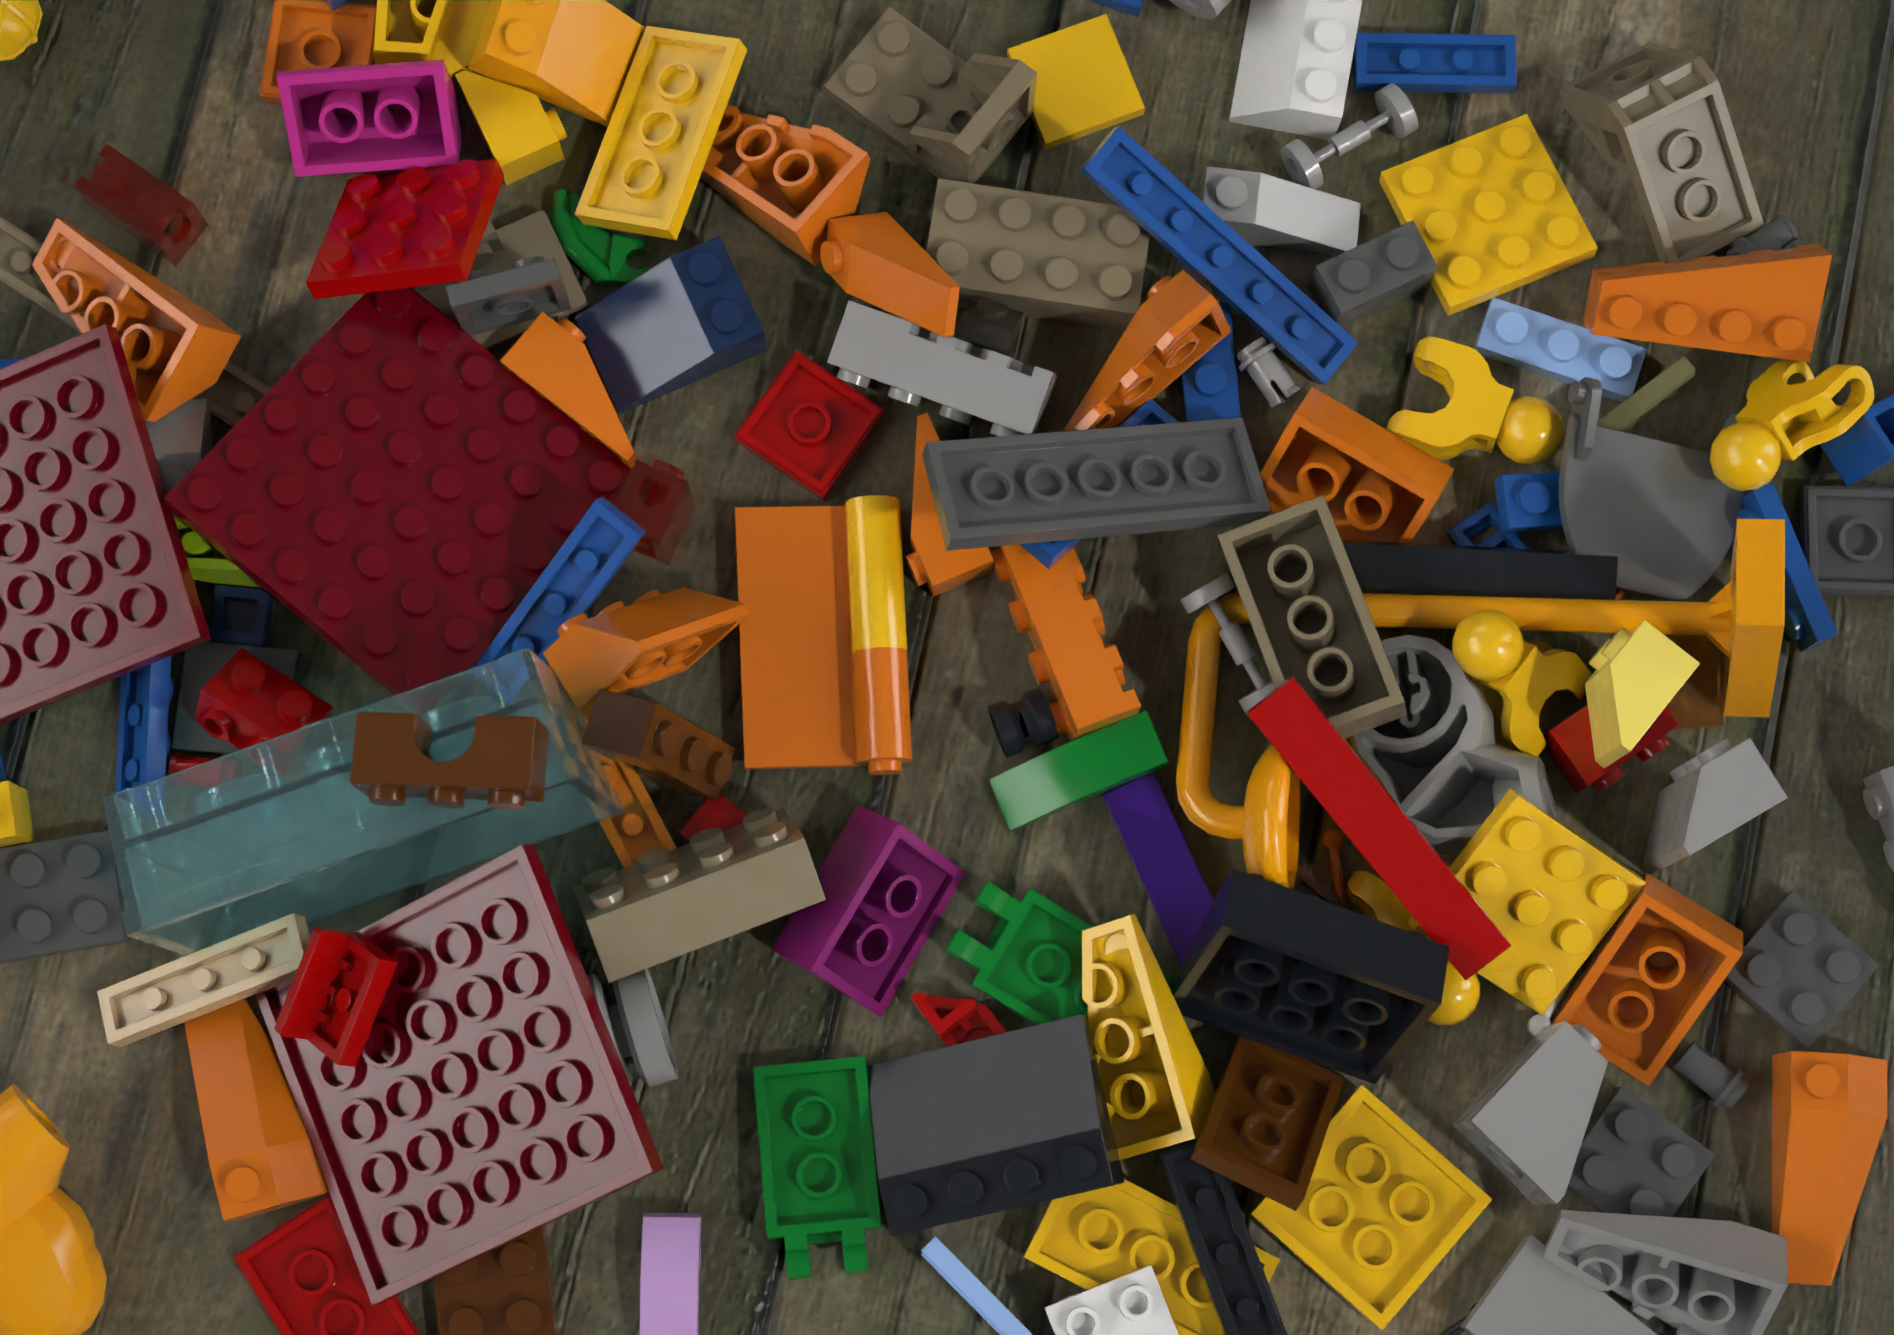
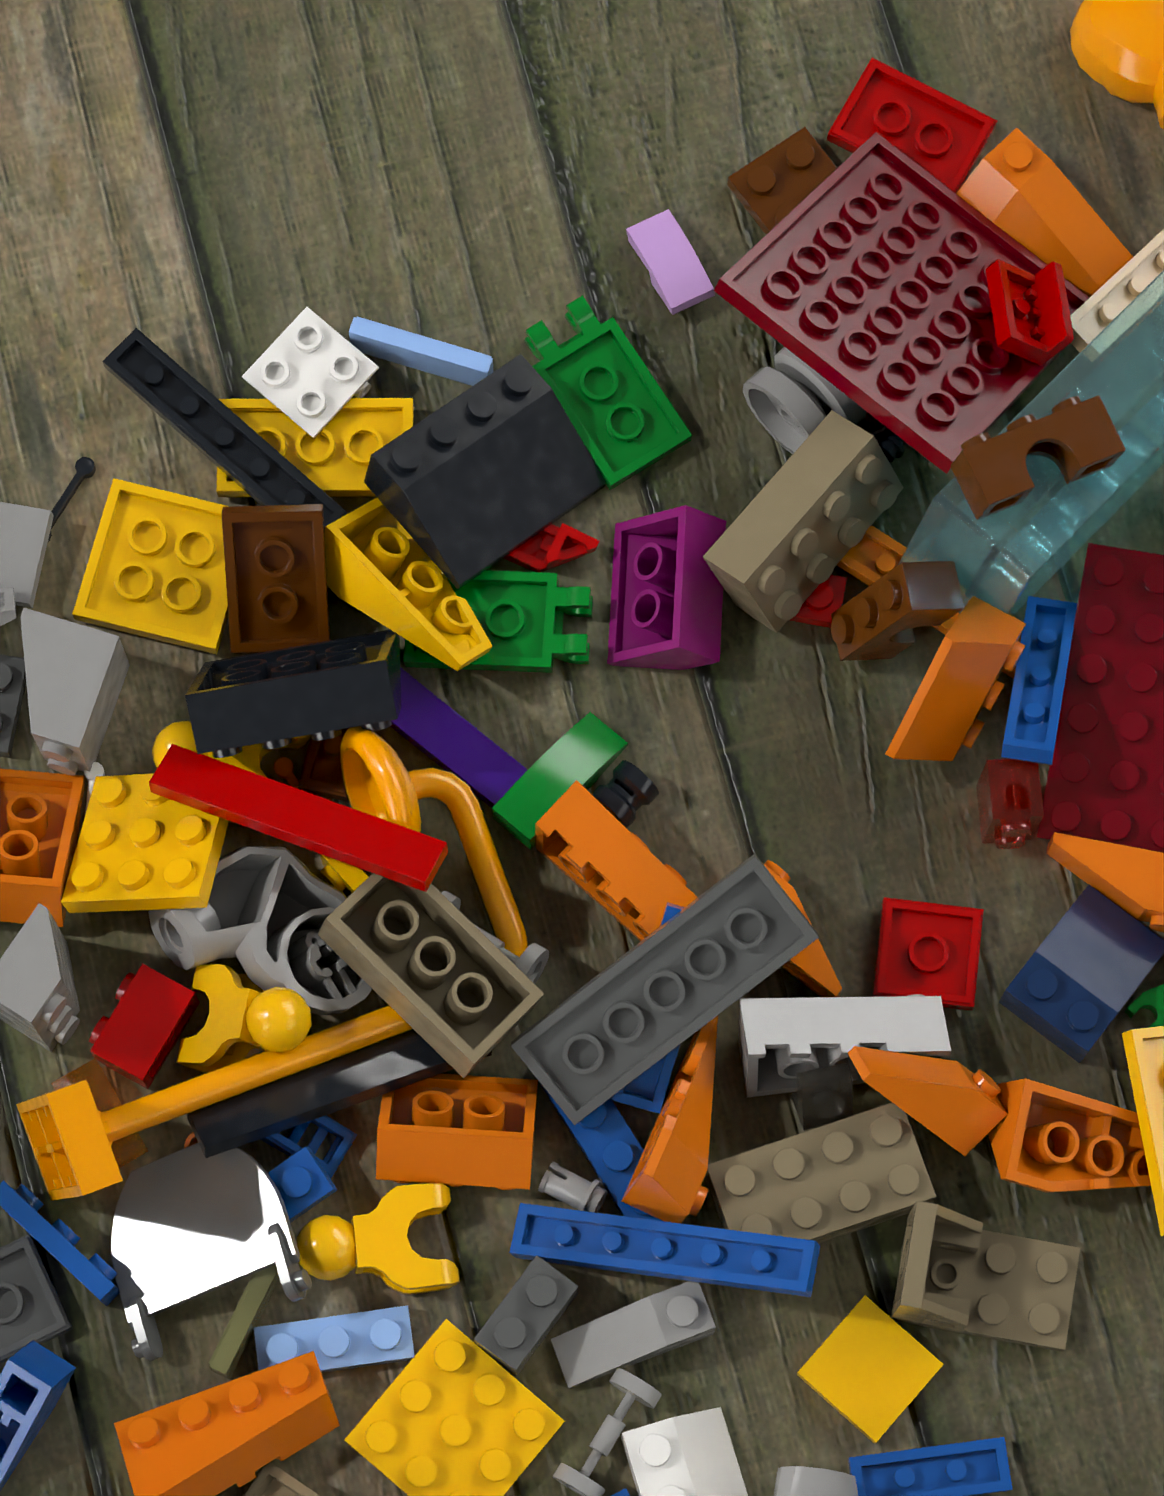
camera: 155 degrees right, 5 degrees down
(823, 636) = (821, 786): orange door -> none
(1631, 687) = (140, 1039): light yellow slope -> none
(1787, 420) = (112, 1356): yellow piece -> none

